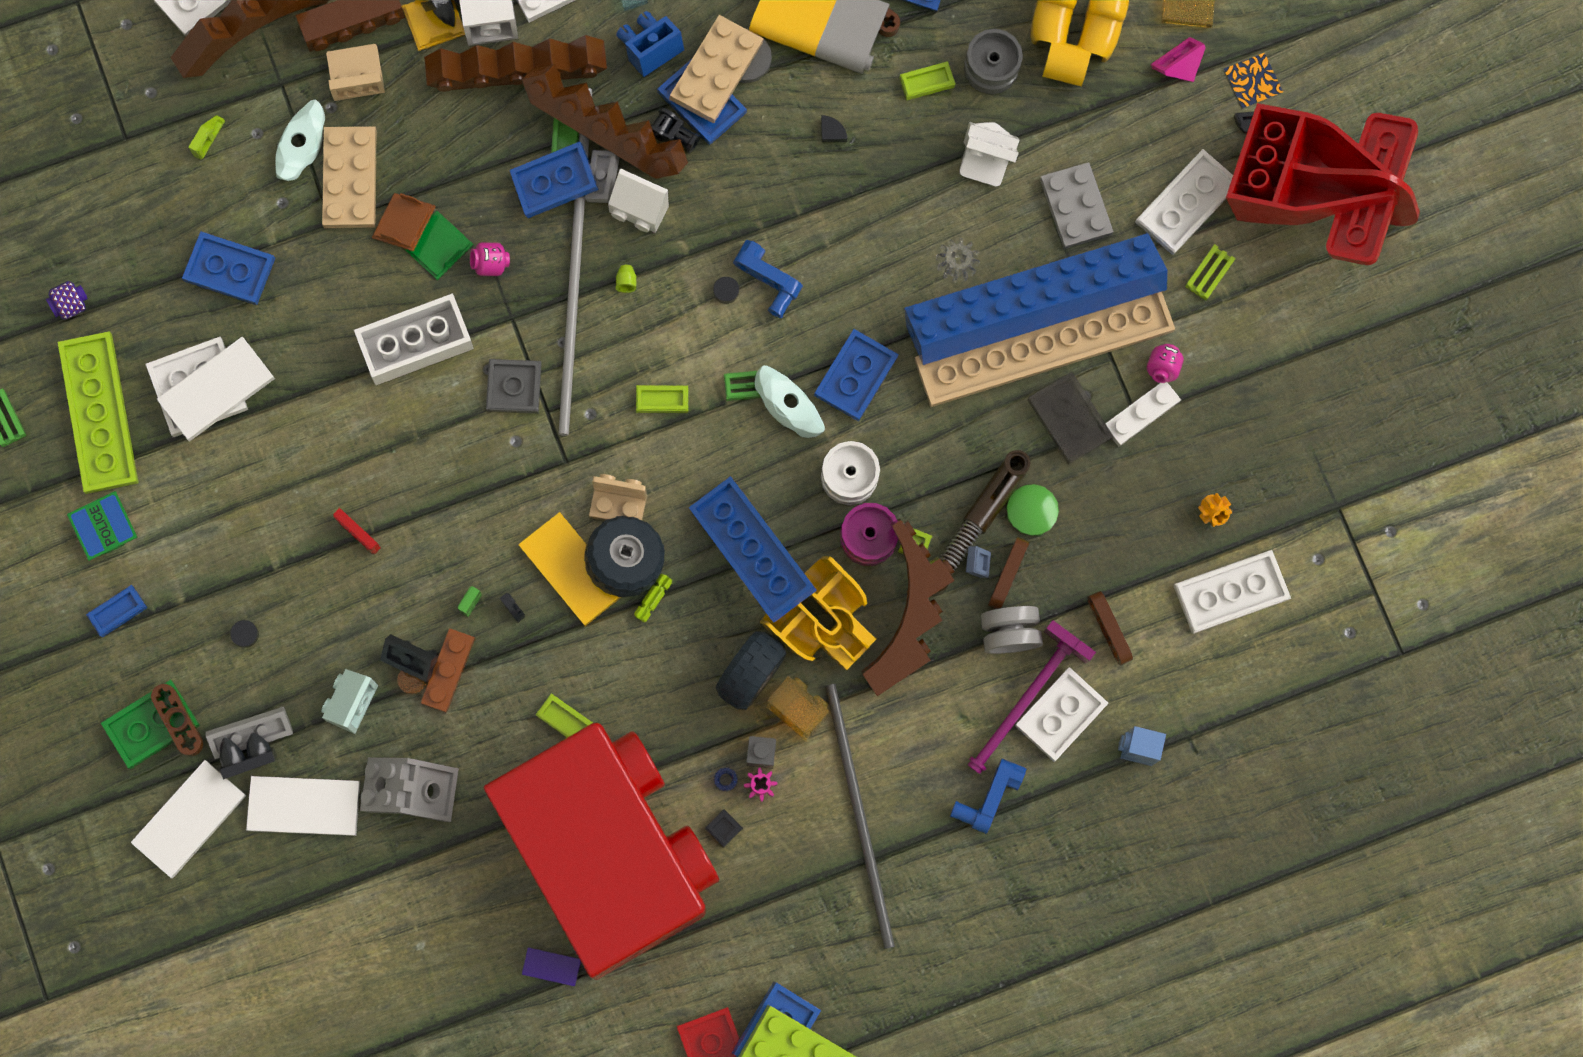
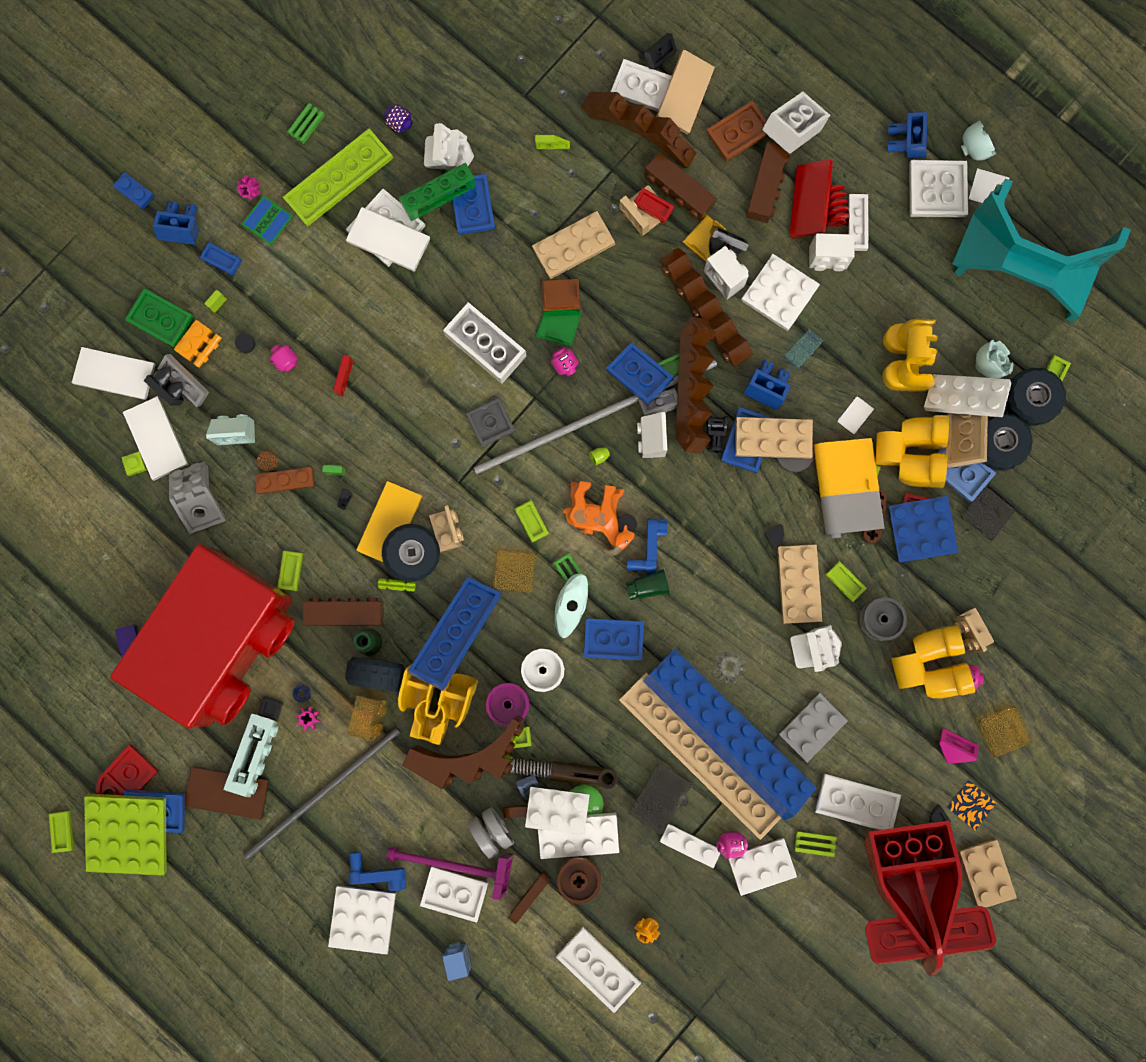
camera: 75 degrees right, 5 degrees up
(42, 521) = (248, 187): none -> dark pink gear
(44, 642) = (176, 227): none -> blue brick
(143, 263) = (446, 149): none -> white piece
(169, 642) = (215, 301): none -> lime tile
(175, 699) = (165, 324): reddish brown beam -> none
(193, 297) = (438, 192): none -> green brick
(203, 696) = (194, 340): none -> light orange plate
(291, 159) = (593, 201): light aqua piece -> none
(292, 593) = (283, 358): none -> dark pink head
(321, 849) = (134, 464): none -> lime plate
(356, 57) = (653, 205): none -> red tile
(408, 657) = (276, 452): black tile -> none
(653, 678) = (343, 613): none -> reddish brown brick
(701, 319) = (598, 518): none -> orange animal
(704, 676) = (374, 642): none -> dark green plant
(712, 449) = (514, 571): none -> clear yellow tile
(740, 842) = (258, 724): none -> light aqua brick
(761, 752) = (328, 707): dark grey brick -> none
(799, 933) = (207, 793): none -> reddish brown tile
(814, 300) = (648, 586): none -> dark green plant
(902, 133) = (799, 584): none -> tan plate
(1025, 538) = (557, 811): none -> white plate
(1037, 841) = (362, 919): none -> white plate
(1065, 534) = (599, 838): none -> white plate
(1102, 557) = (577, 891): none -> reddish brown wheel
(1207, 344) = (762, 867): none -> white plate
(1339, 101) = (987, 873): none -> tan plate

